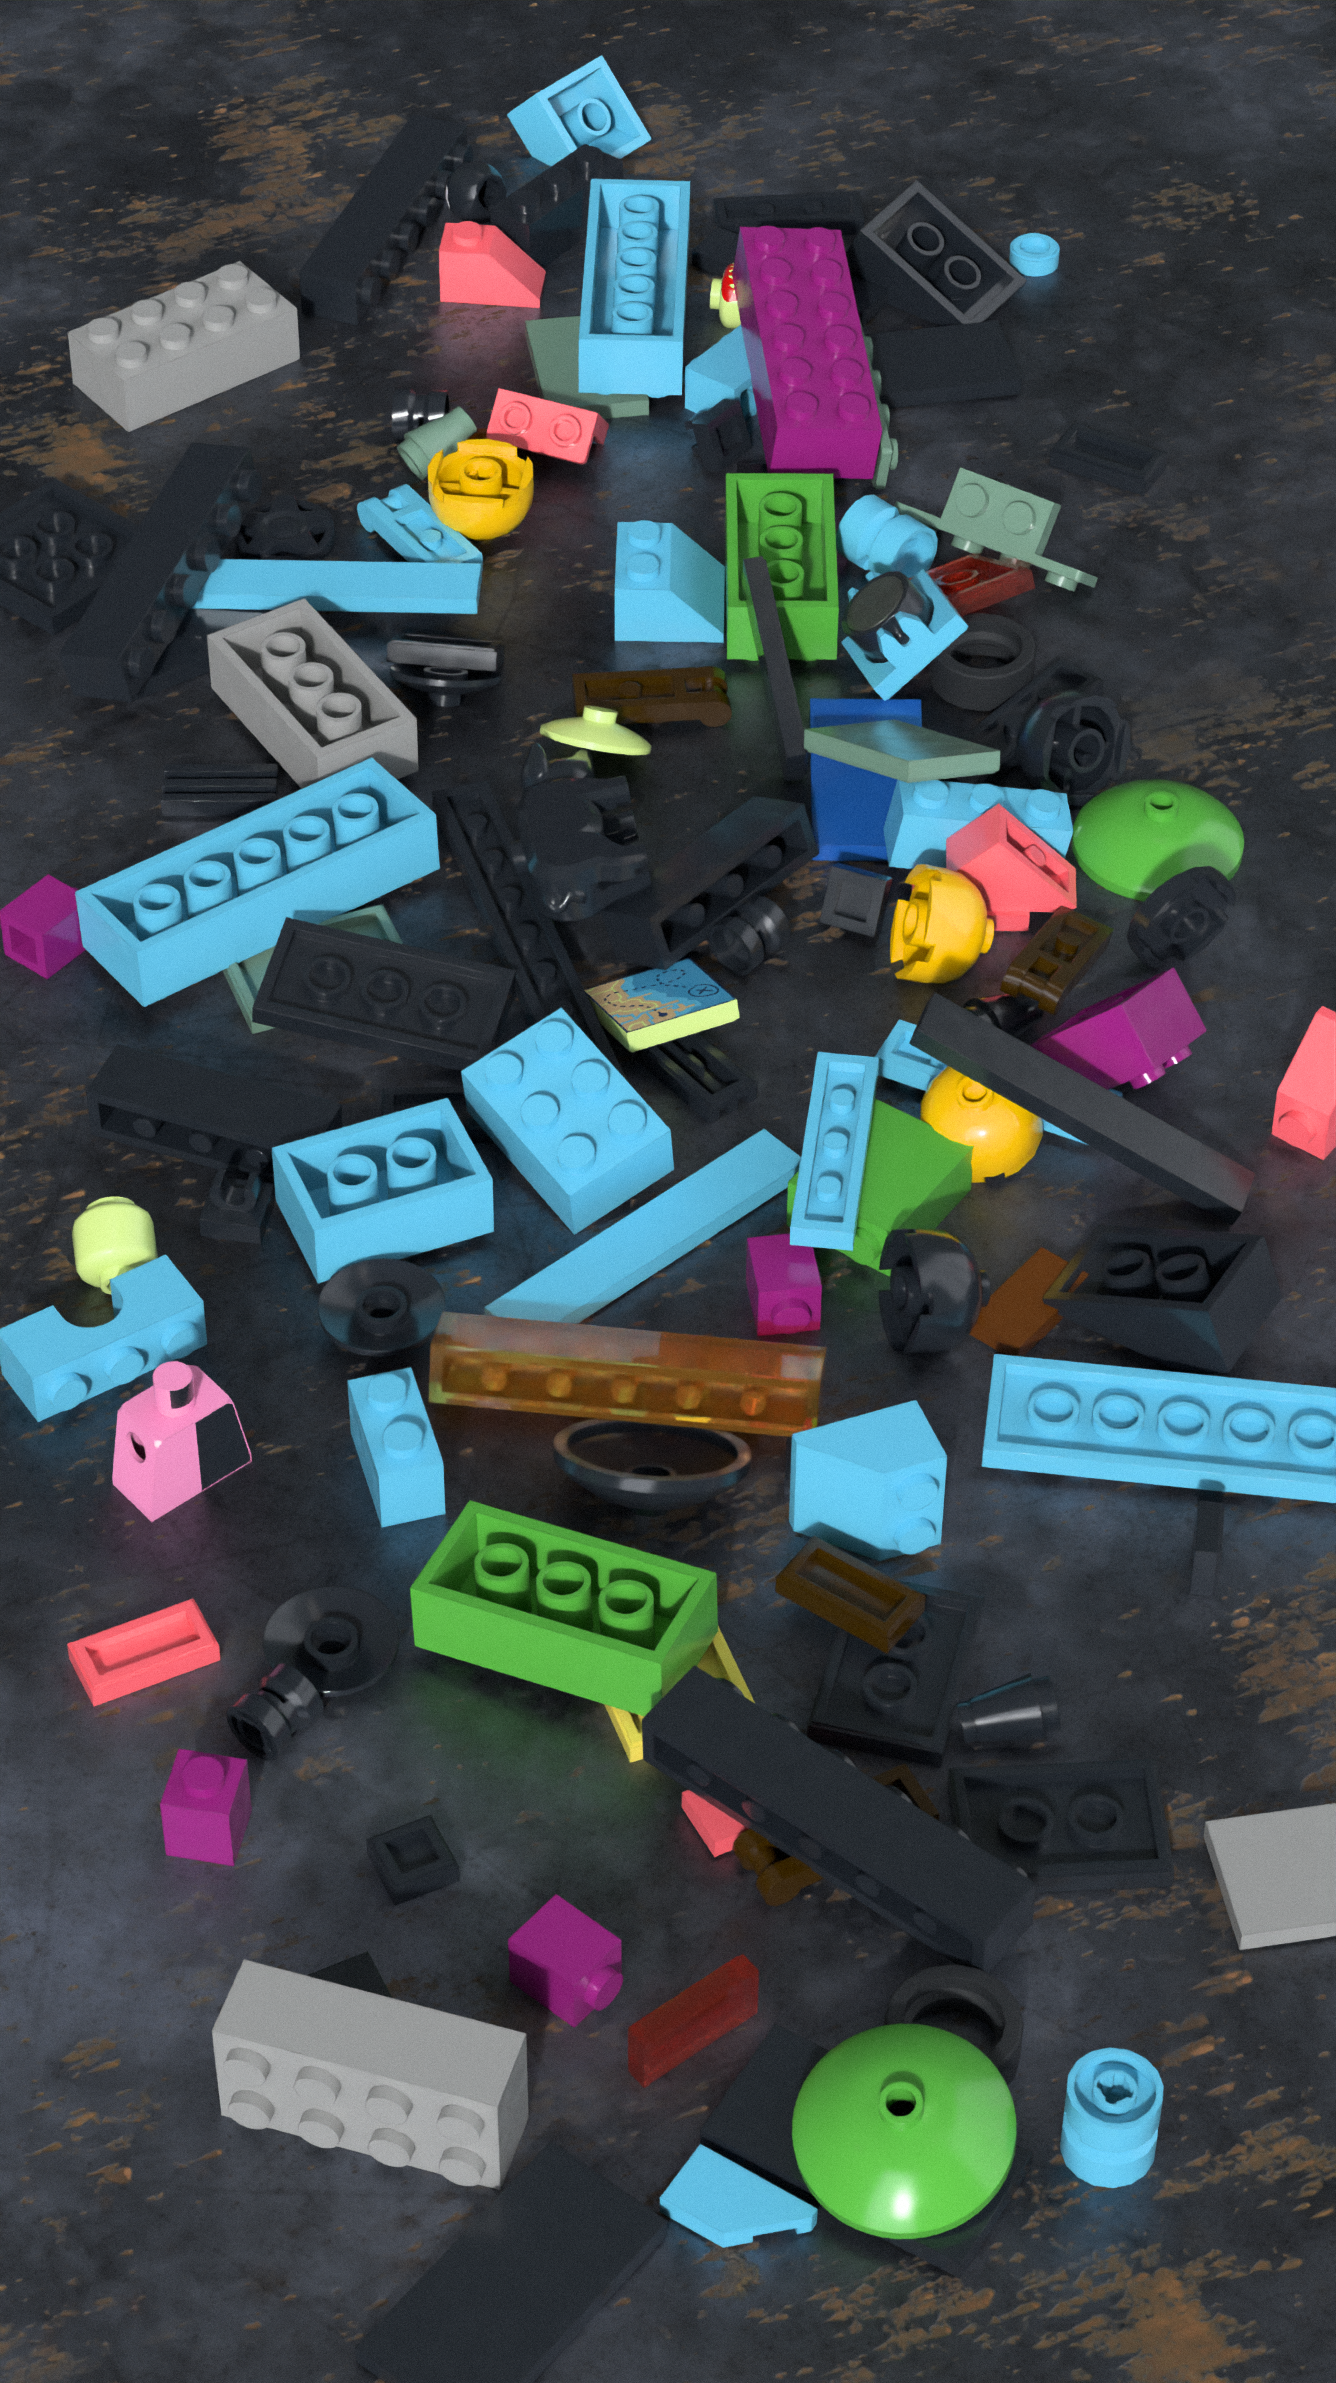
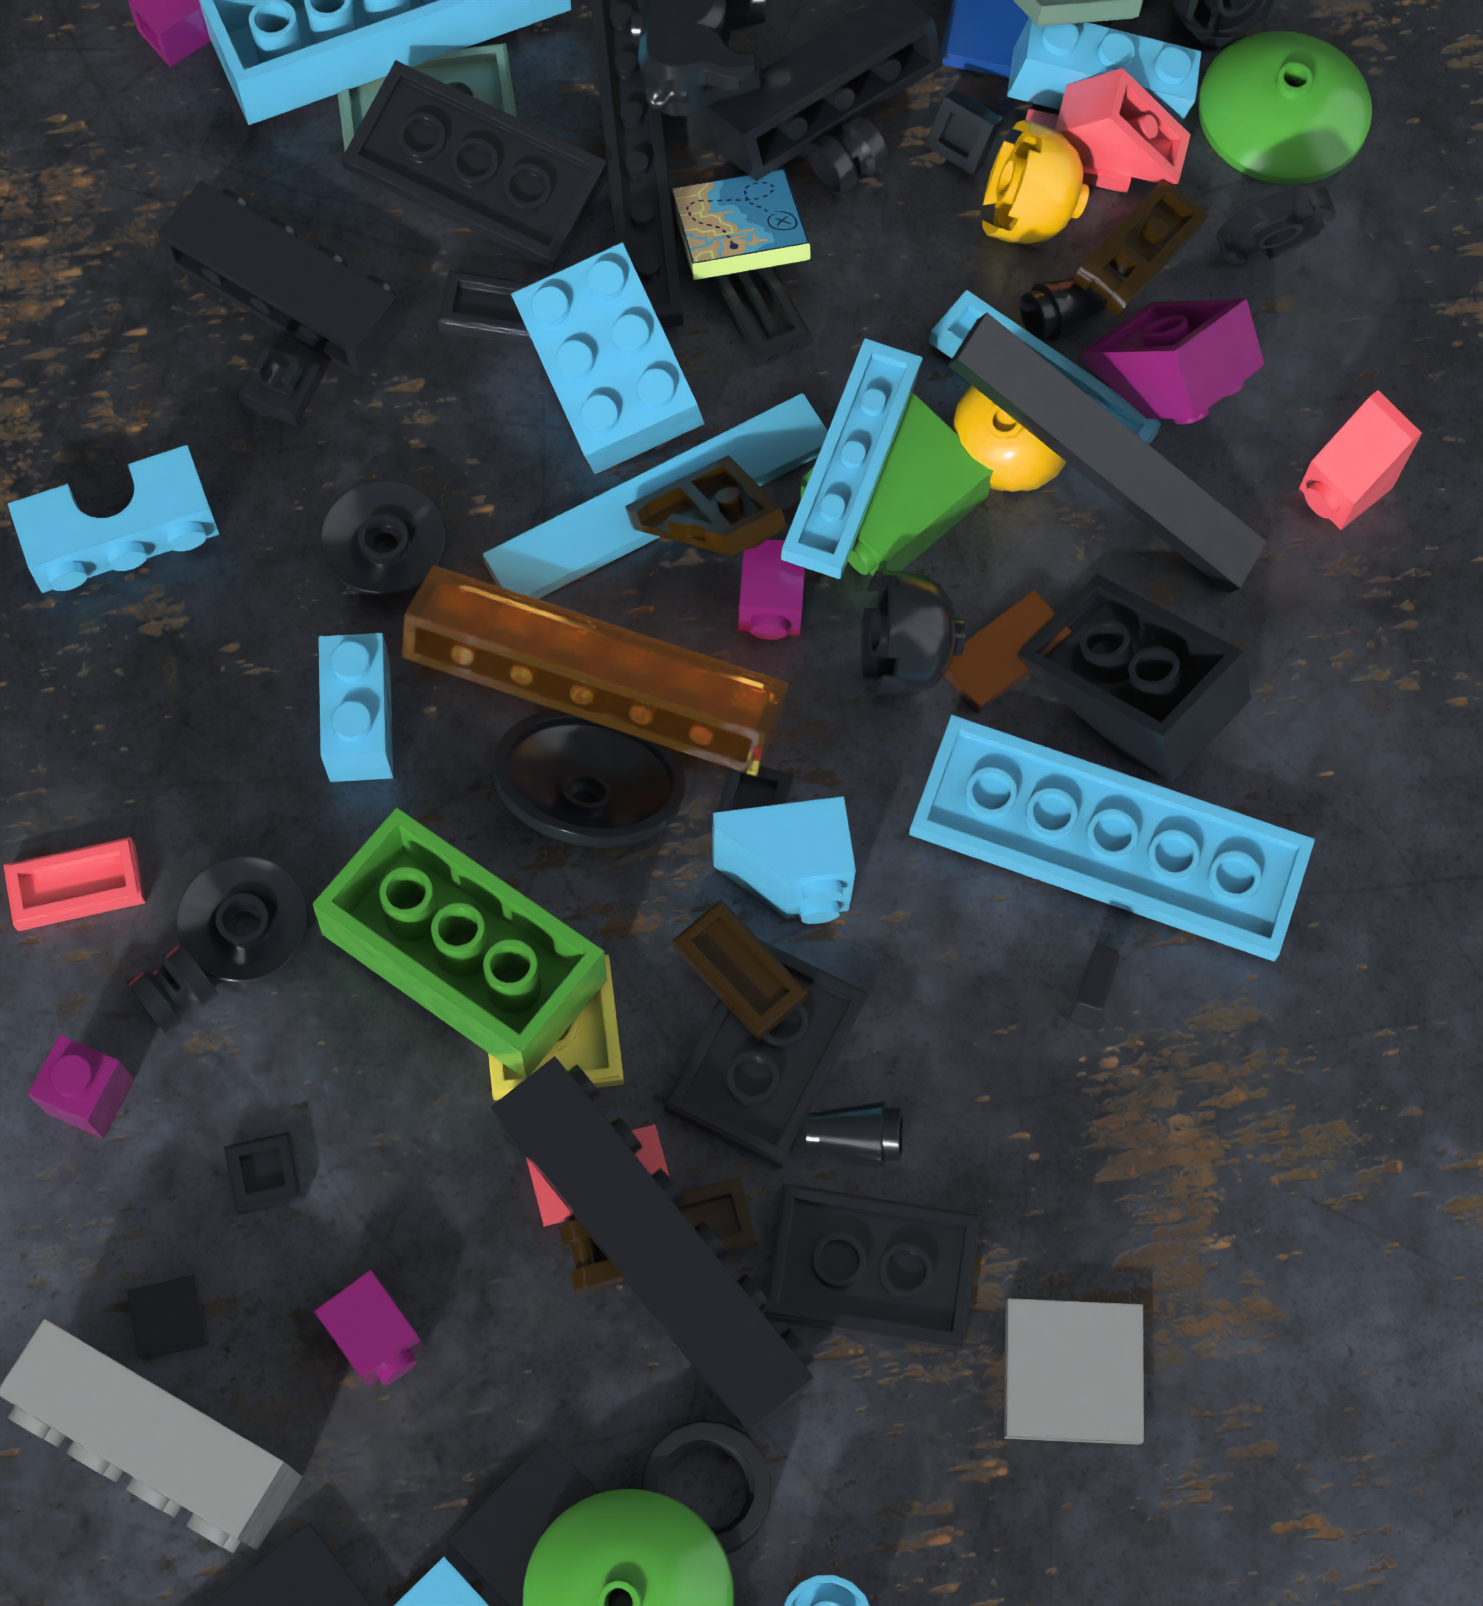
camera: 10 degrees right, 25 degrees up
(111, 1240) = (150, 412): yellowish green head -> none
(176, 1440) = (152, 661): bright pink torso -> none
(383, 1188) = (413, 403): medium azure brick -> none
(692, 2020) = (468, 1421): clear red tile -> none
(706, 1219) = (710, 509): none -> dark brown wing

